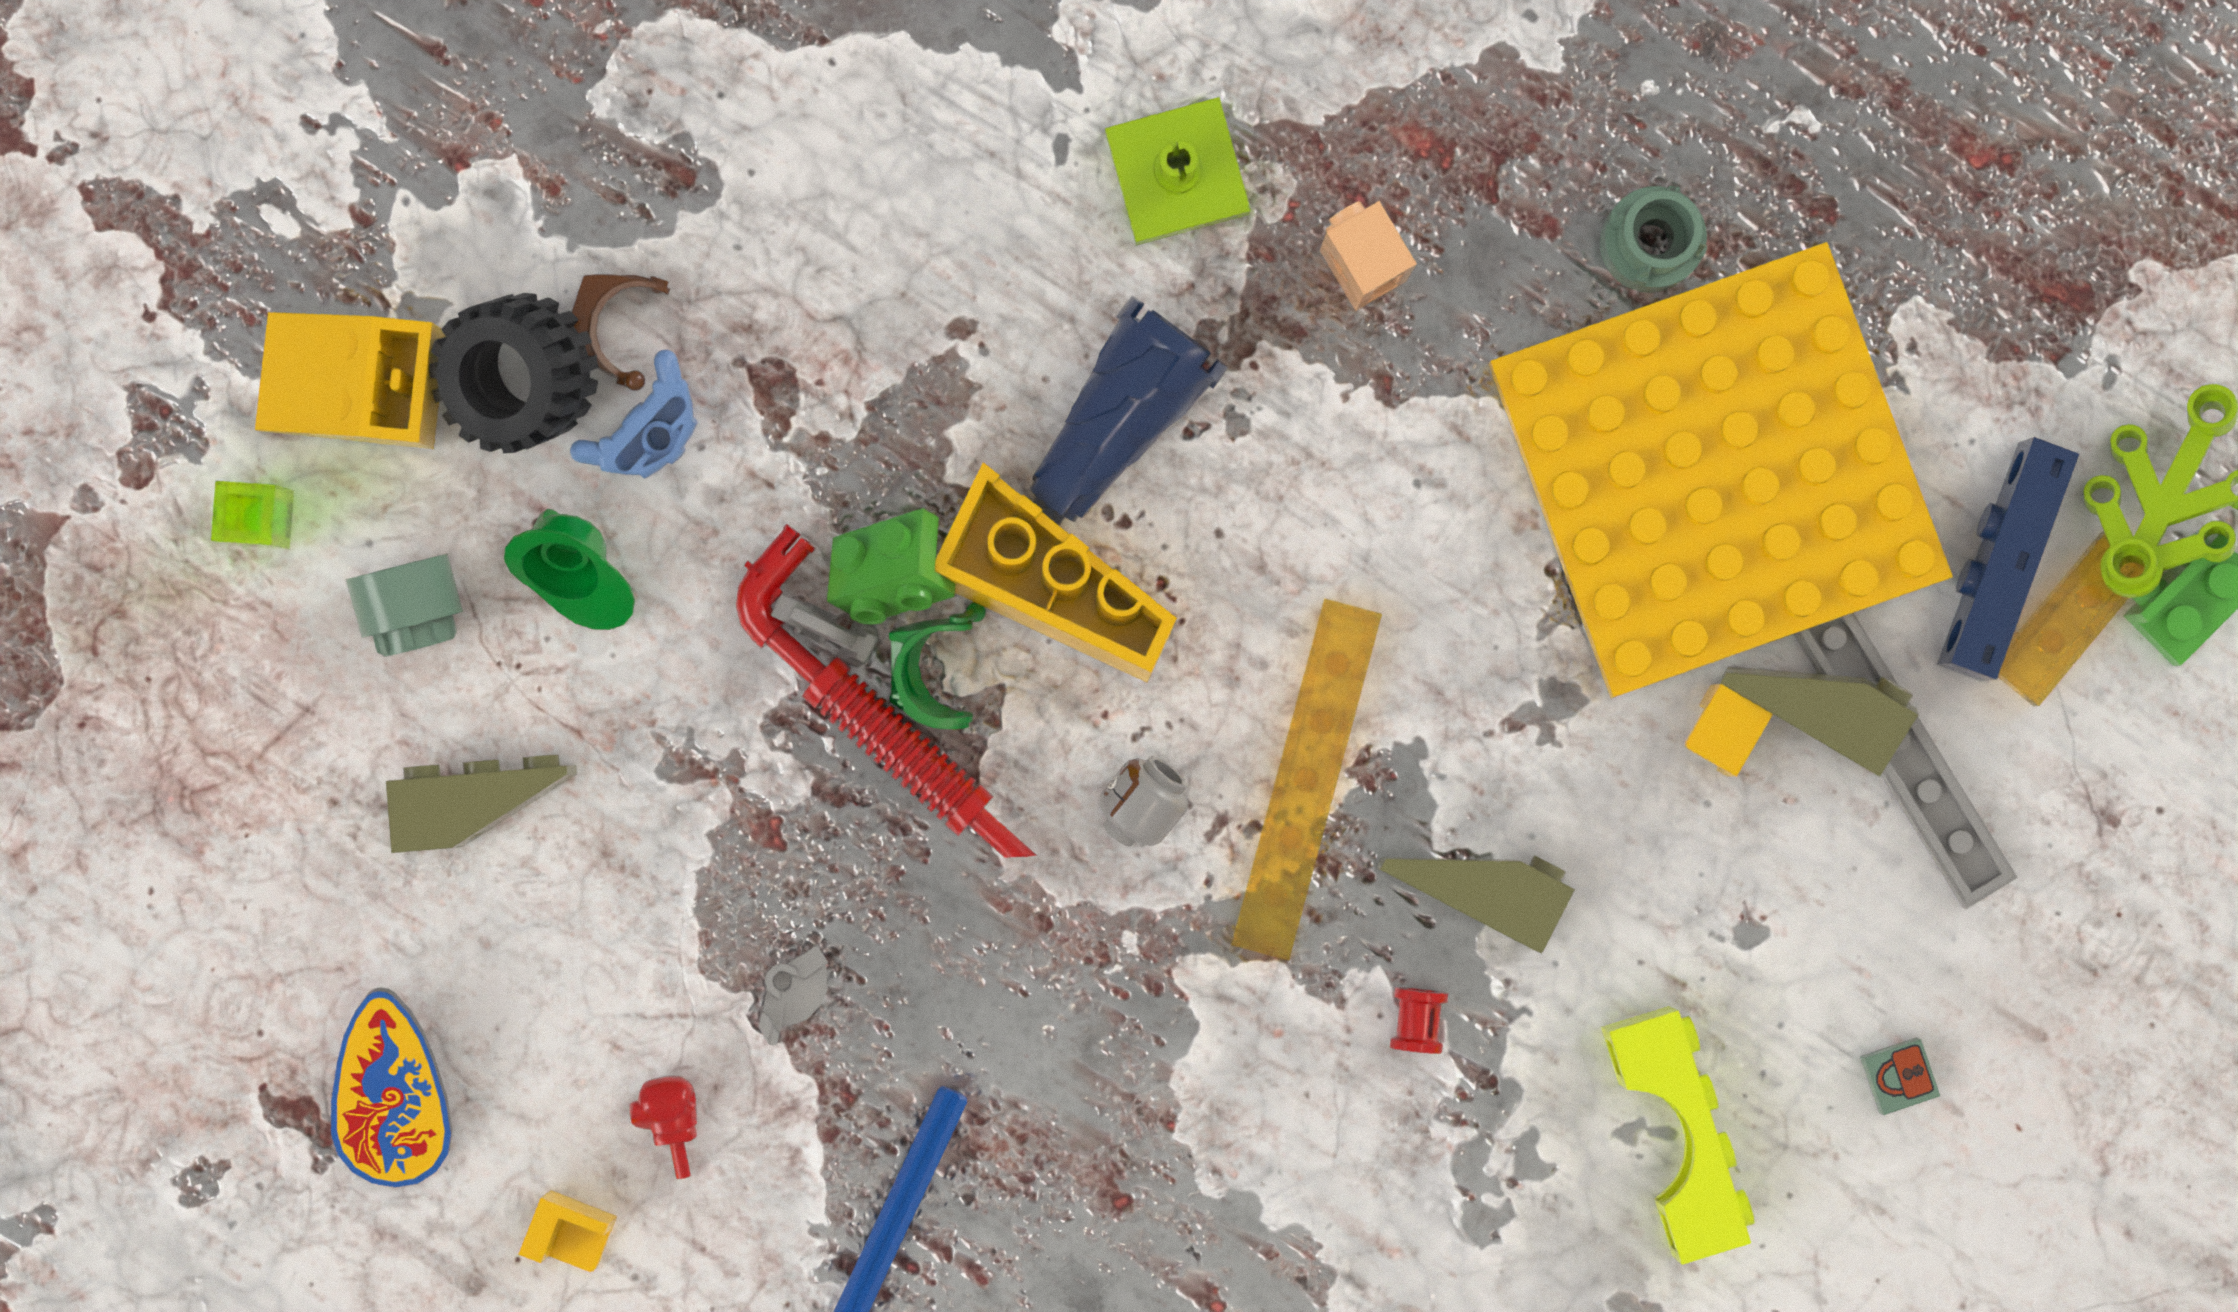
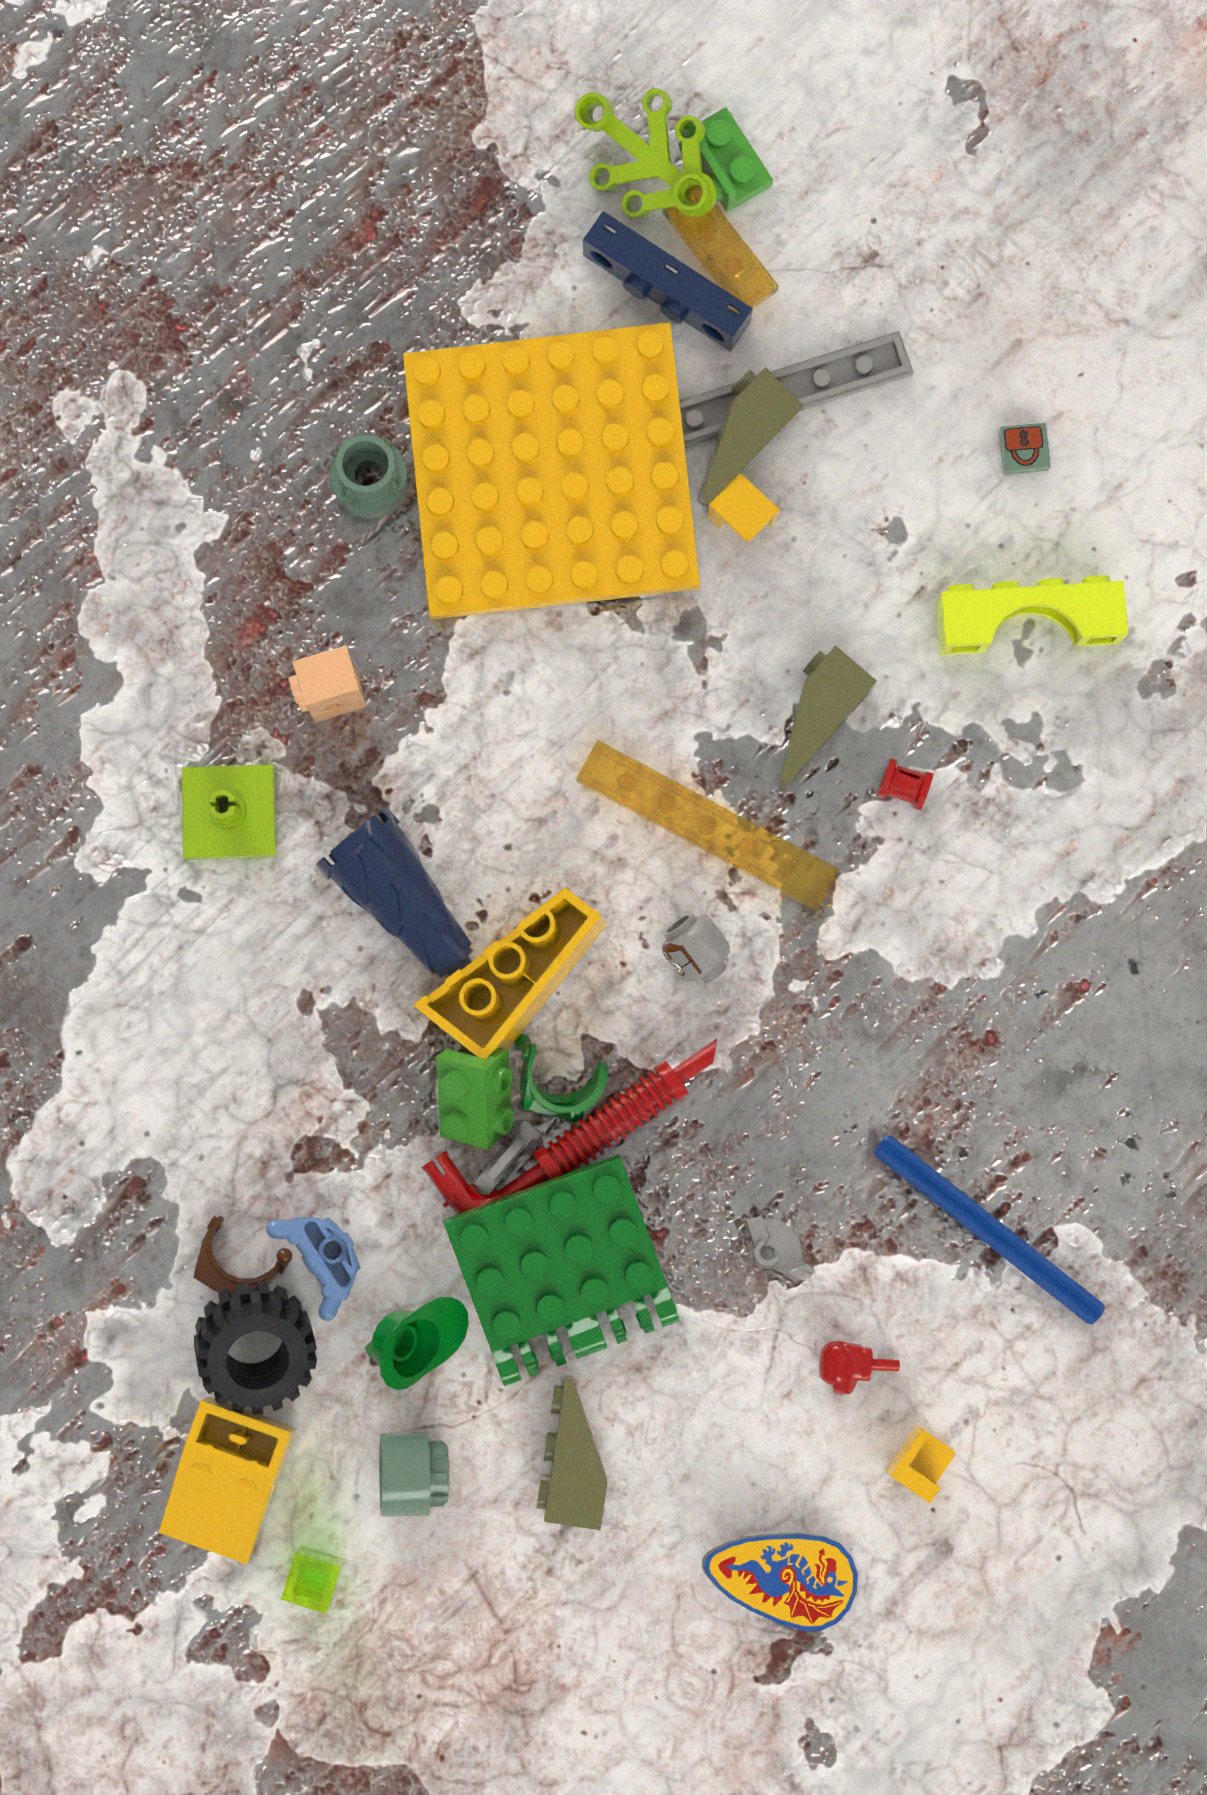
camera: 85 degrees left, 5 degrees down
(709, 722) = (557, 1262): none -> green hinge

